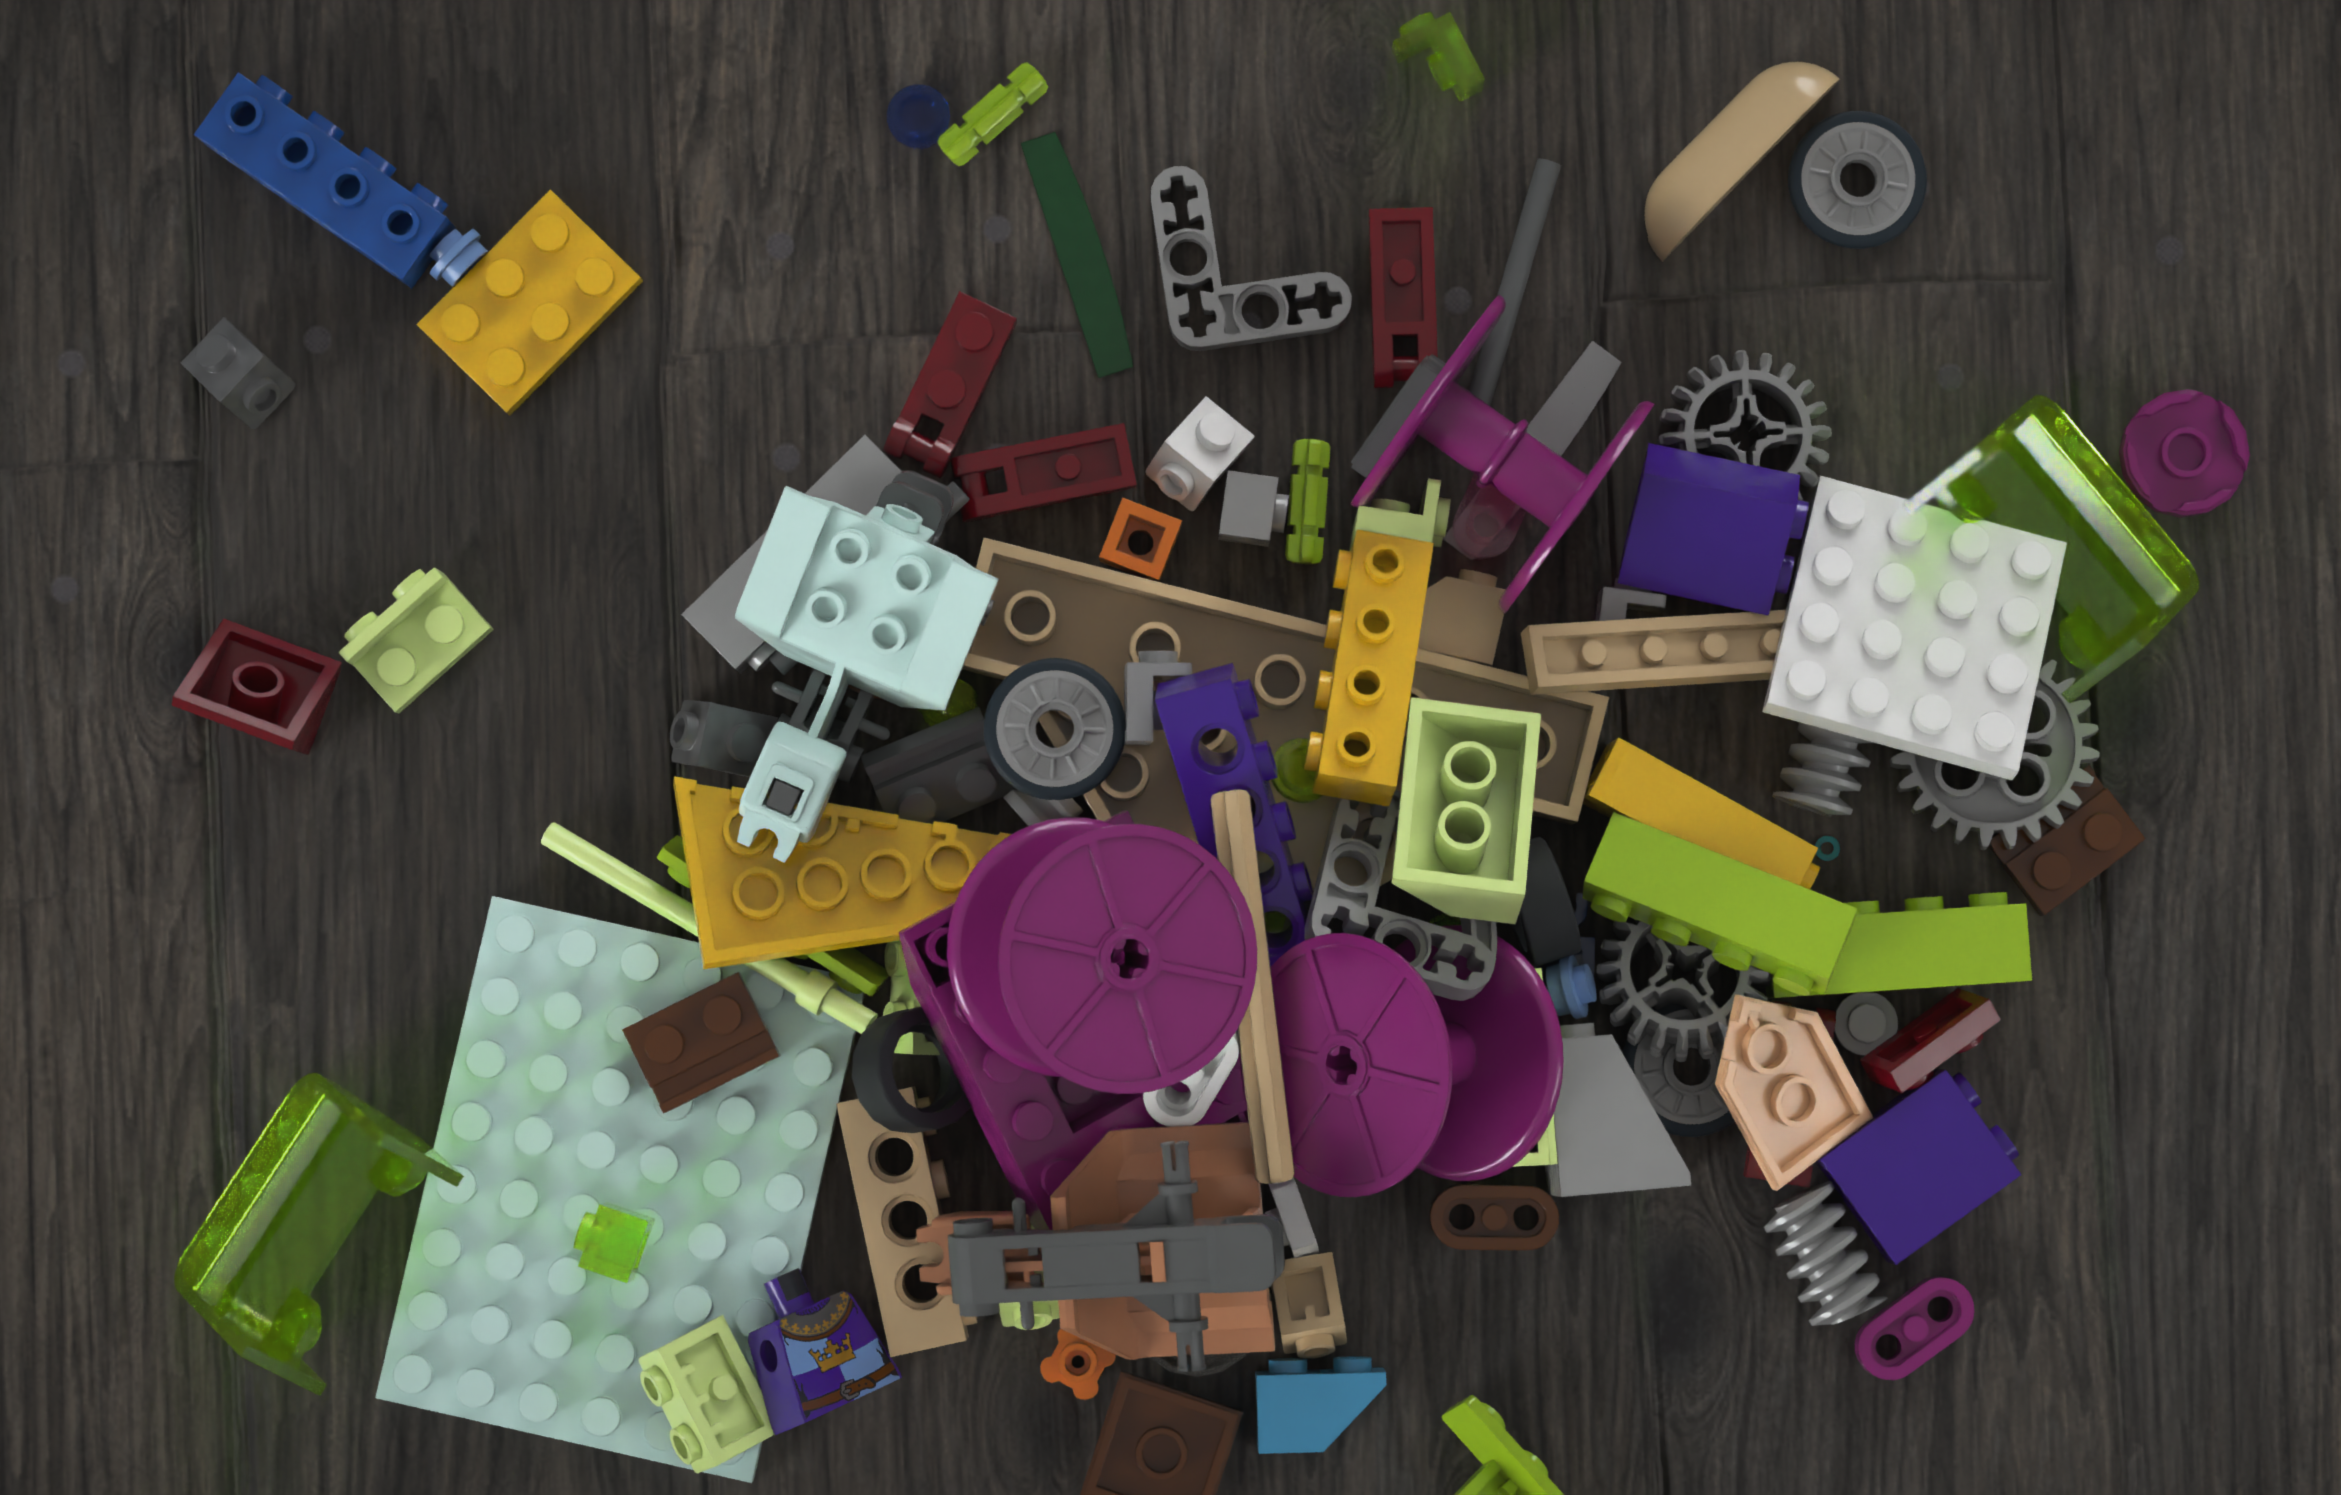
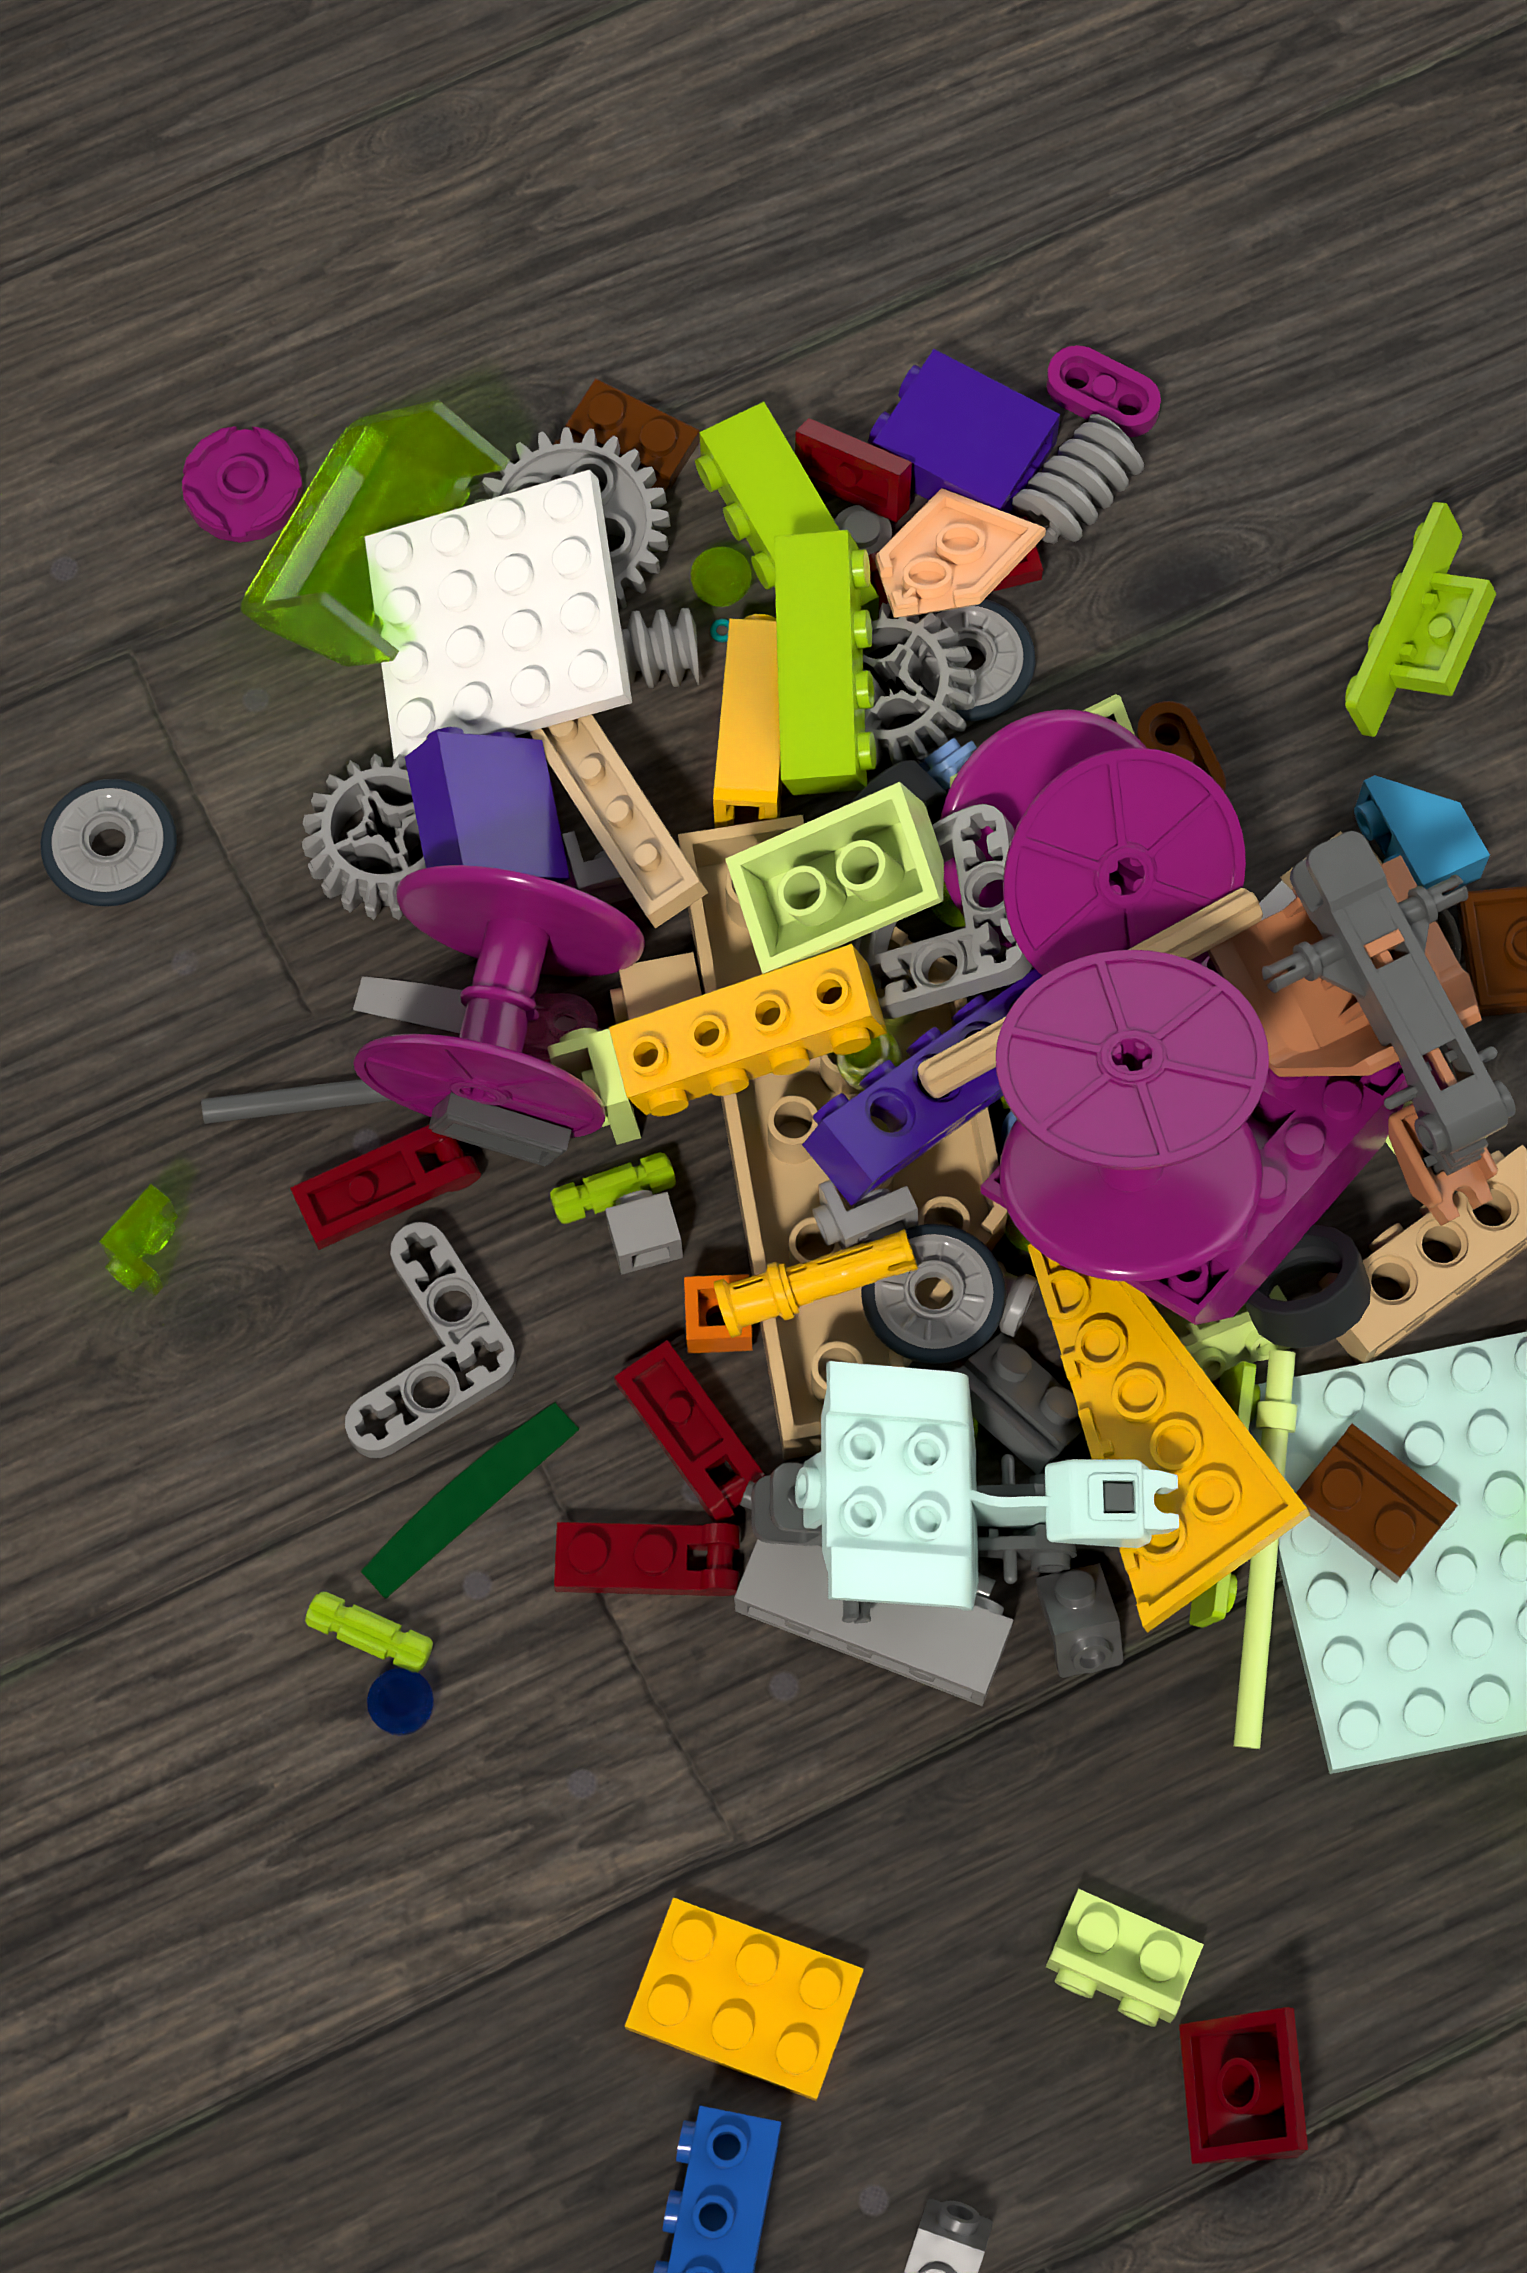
camera: 110 degrees left, 15 degrees down
(456, 256) = (731, 2086): medium blue plate -> none
(1082, 1379) = (1504, 1040): orange plate -> none
(1113, 595) = (784, 1289): none -> yellow pin
(1198, 454) = (612, 1300): white bracket -> none
(1607, 1125) = (1062, 665): light grey slope -> none
(1730, 149) = (127, 954): tan brick -> none
(1880, 868) = (721, 576): none -> clear neon green plate

